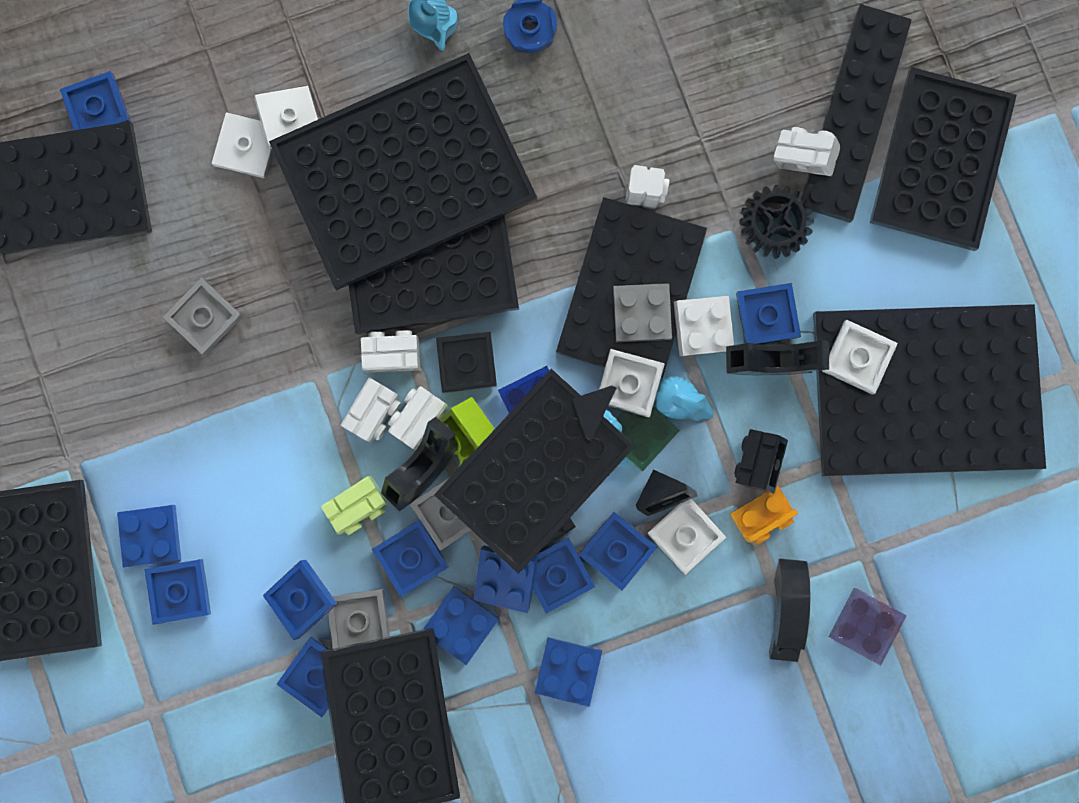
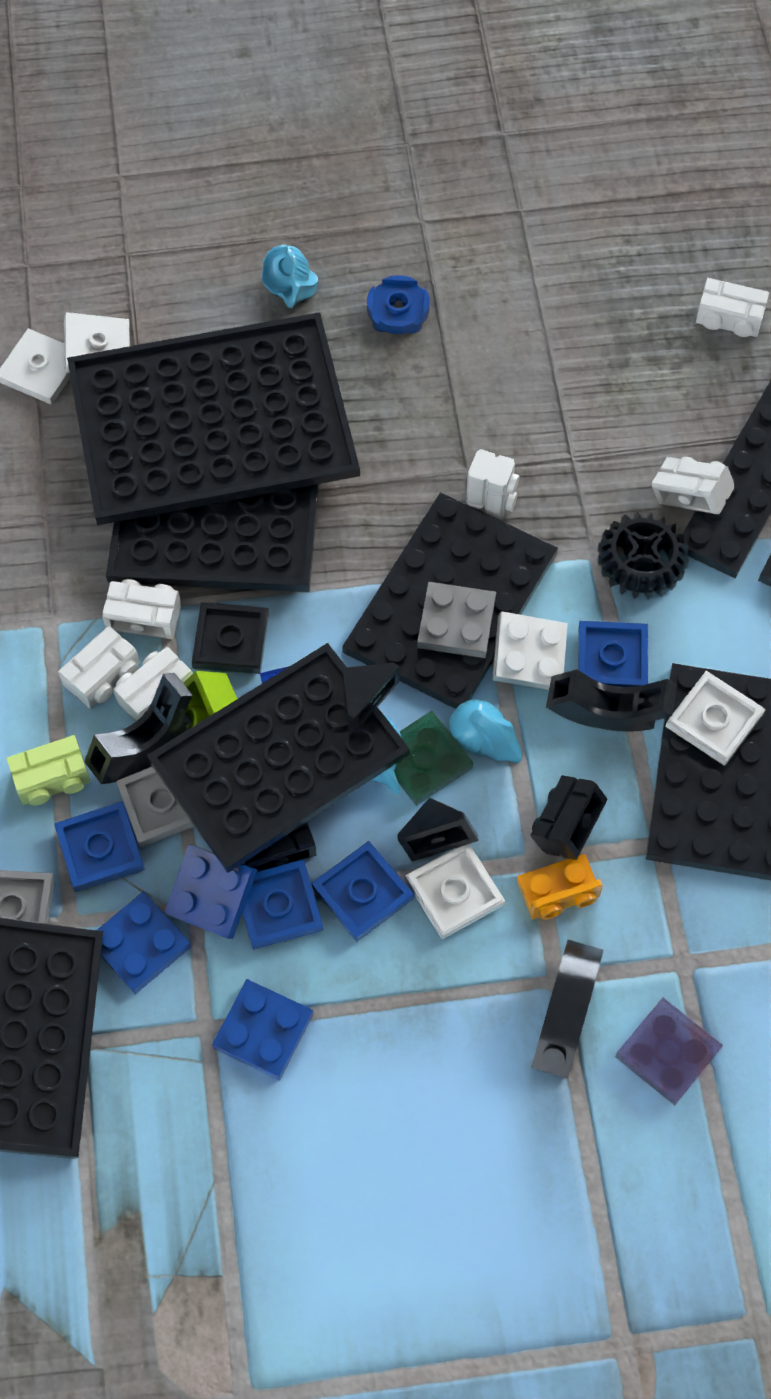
camera: 10 degrees right, 20 degrees down
(635, 382) = (425, 694): white plate -> none

